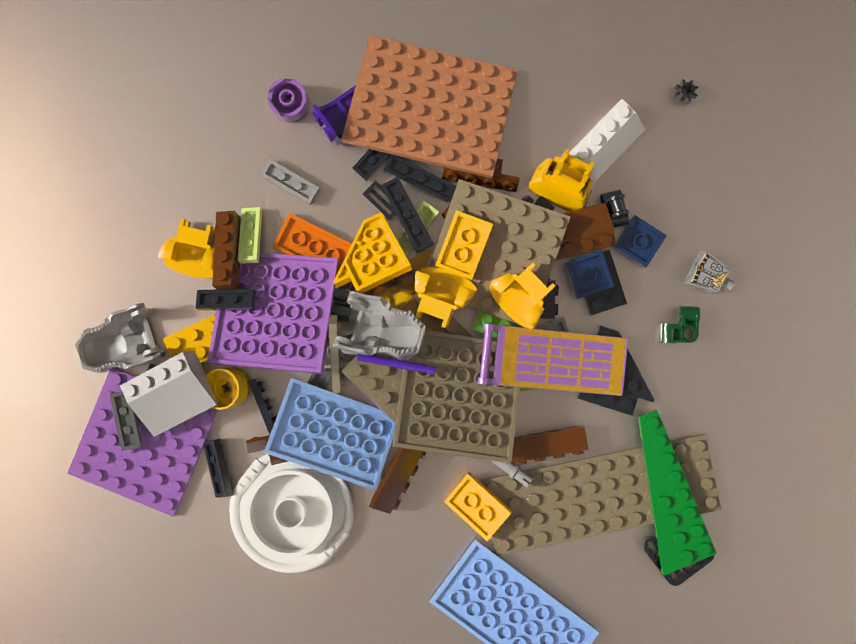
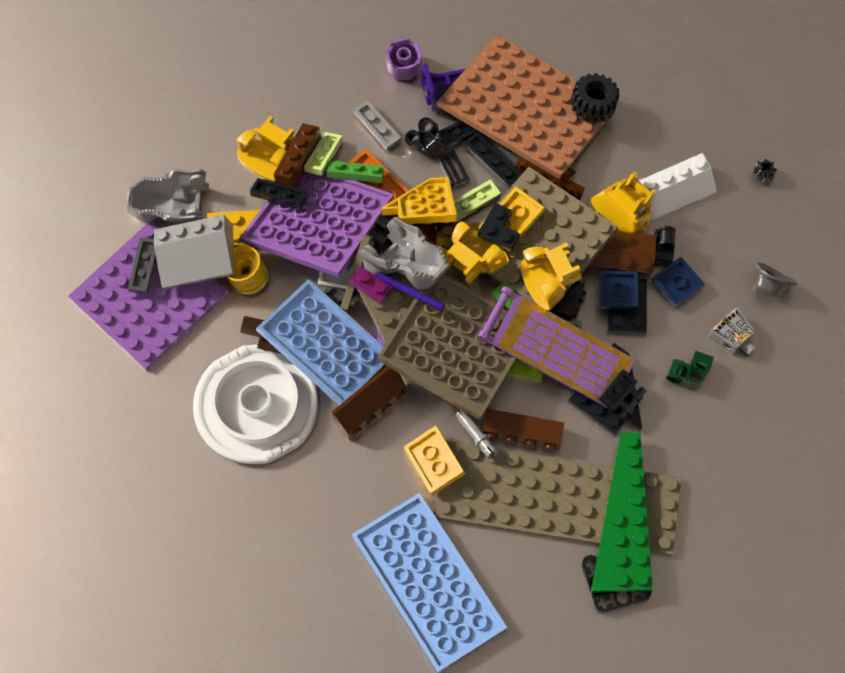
camera: 25 degrees right, 20 degrees down
(217, 468) = (205, 340): black plate -> none
(264, 404) = (273, 300): black plate -> none
(290, 244) = (355, 171): none -> bright green plate
(344, 181) = (426, 139): none -> black piece
(355, 370) = (370, 285): none -> magenta plate
(407, 214) = (471, 183): black plate -> none
(451, 264) = (494, 228): none -> black plate
(499, 63) = (597, 87): none -> black tyre
(624, 378) = (617, 391): none -> black plate
(731, 207) = (772, 280): none -> dark grey hat

